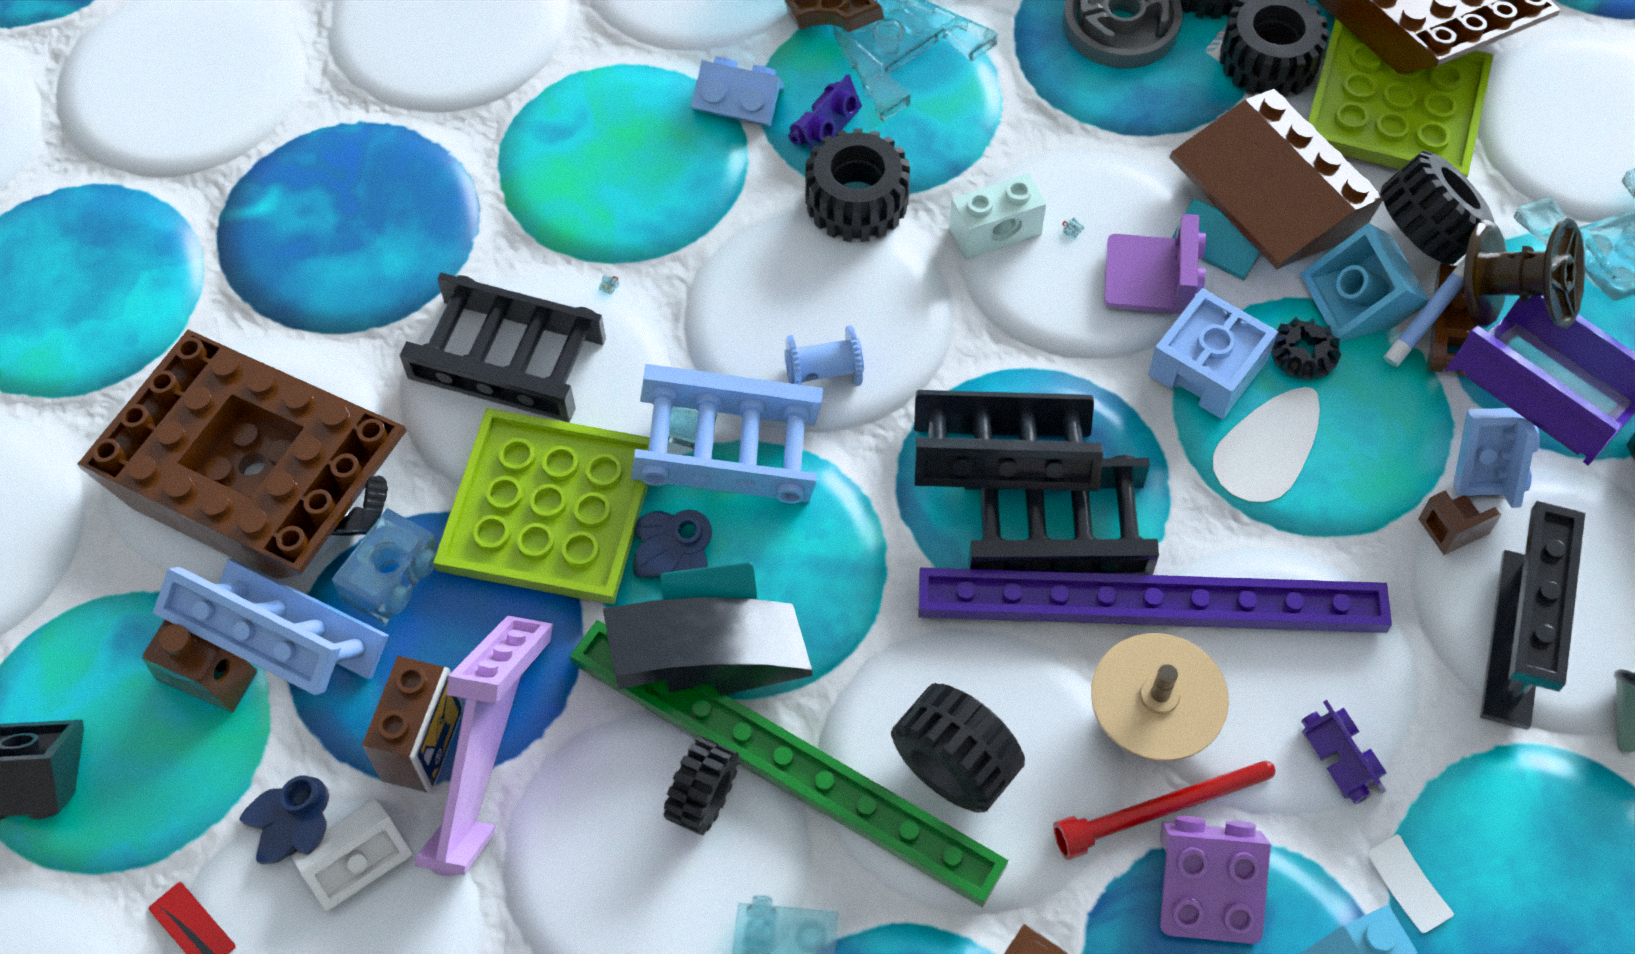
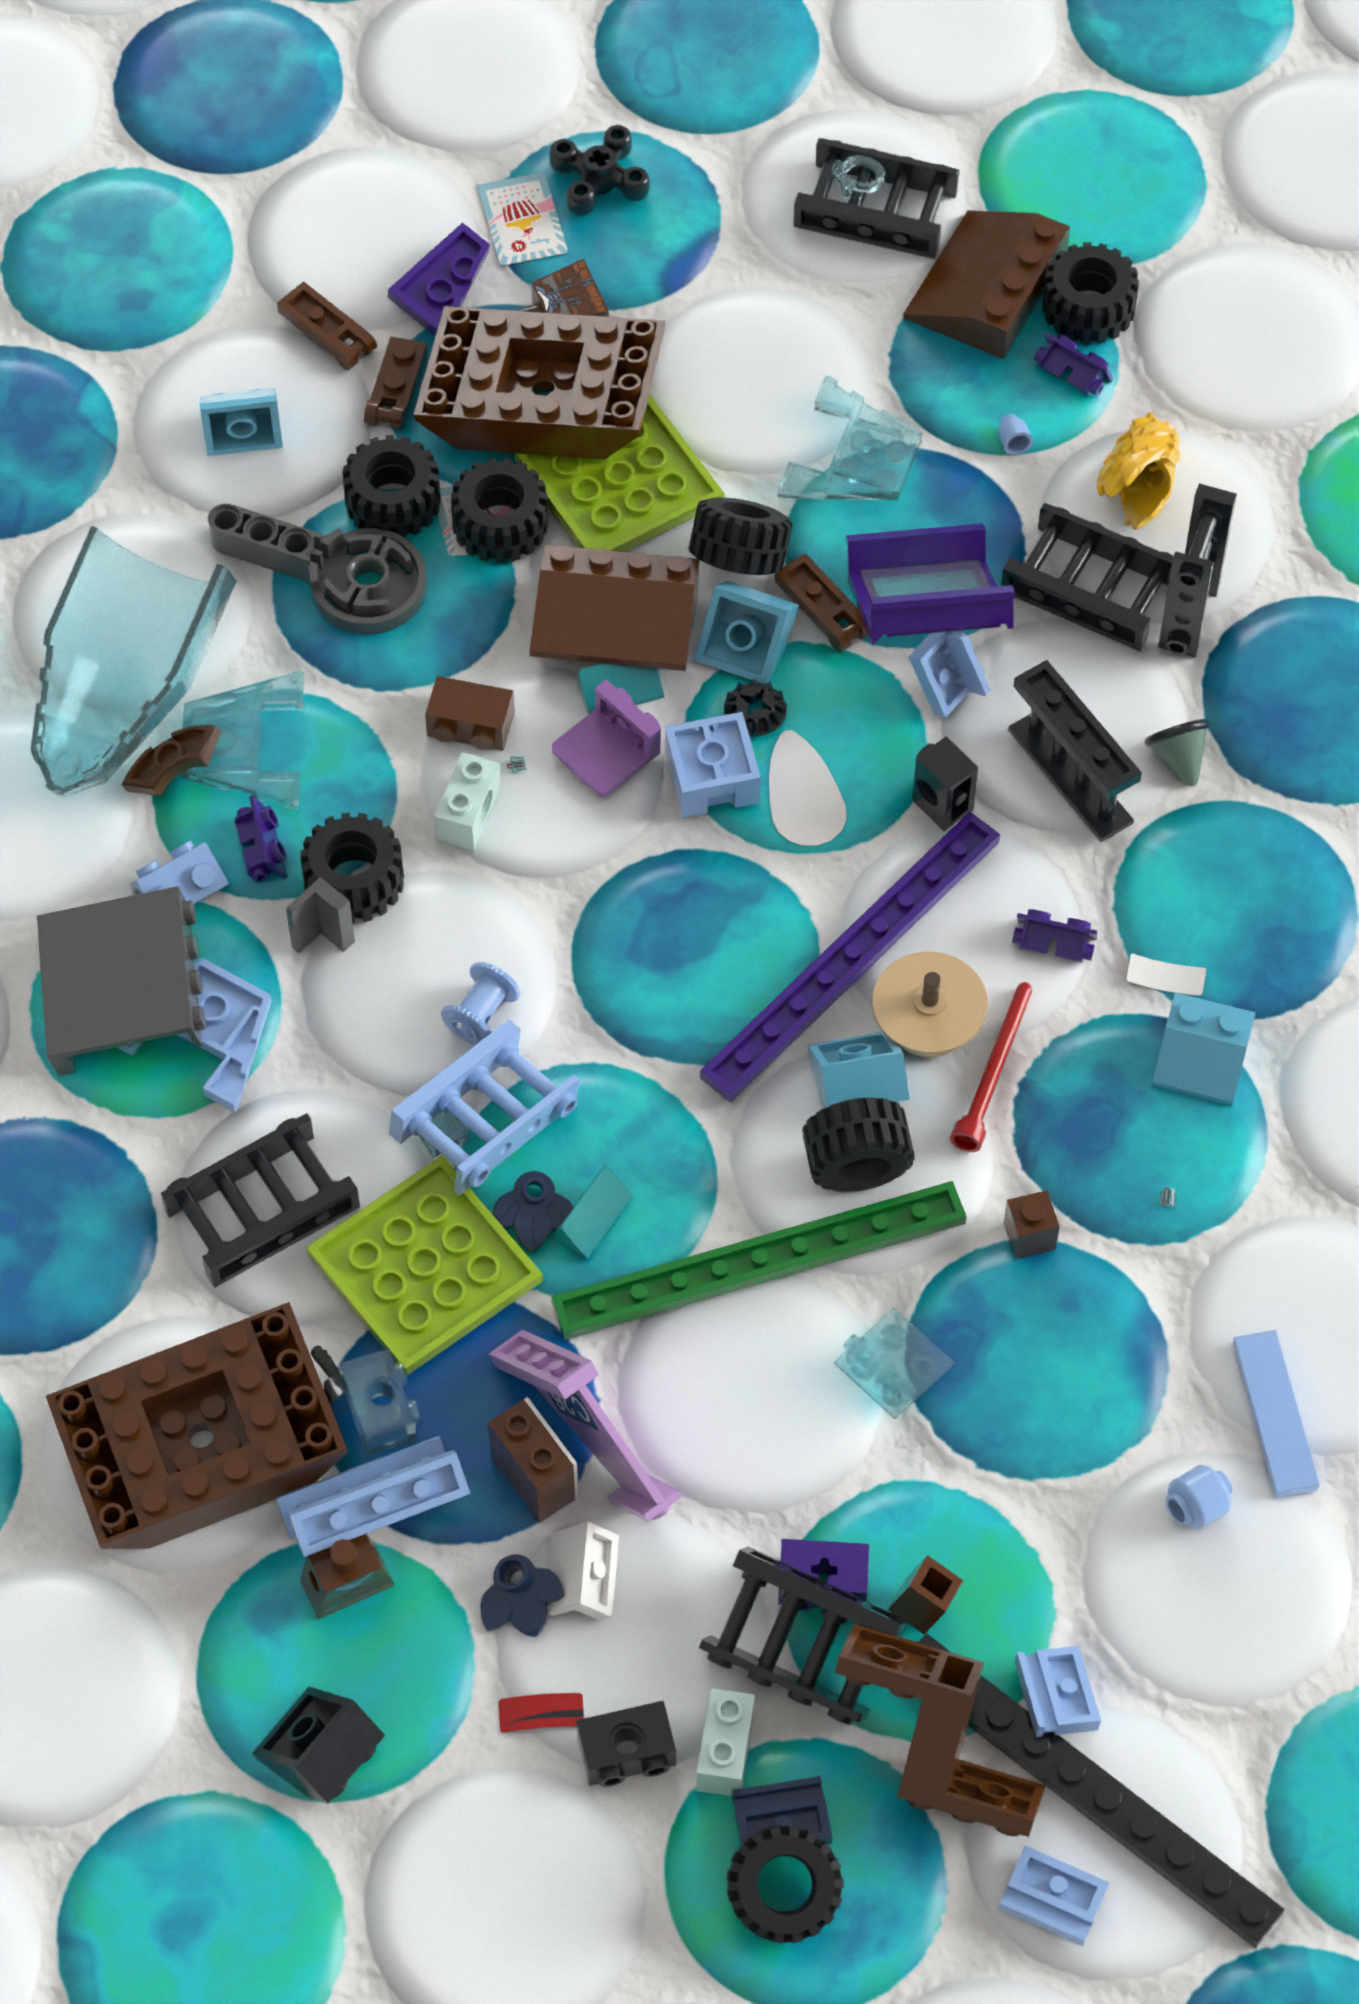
camera: 50 degrees left, 0 degrees up
(609, 284) = (264, 1095): clear light blue piece -> none
(610, 111) = (119, 974): none -> dark grey panel
(644, 196) = (234, 1026): none -> light blue wing
(701, 785) = (740, 1317): black tyre -> none
(706, 642) = (637, 1240): black slope -> none
(782, 191) = (320, 911): none -> dark grey panel
(1006, 463) = (677, 959): black fence -> none
(1039, 695) = (859, 1069): none -> medium azure slope
(1077, 160) = (470, 713): none -> reddish brown brick
(1084, 552) = (756, 993): black fence -> none
(1214, 880) = (1068, 1076): medium lavender bracket -> none
(1388, 537) = (944, 783): none -> black brick
(1426, 316) = (807, 611): light blue bar -> none
(1456, 521) = (966, 732): reddish brown panel -> none
(1552, 273) = (844, 534): dark brown piece -> none

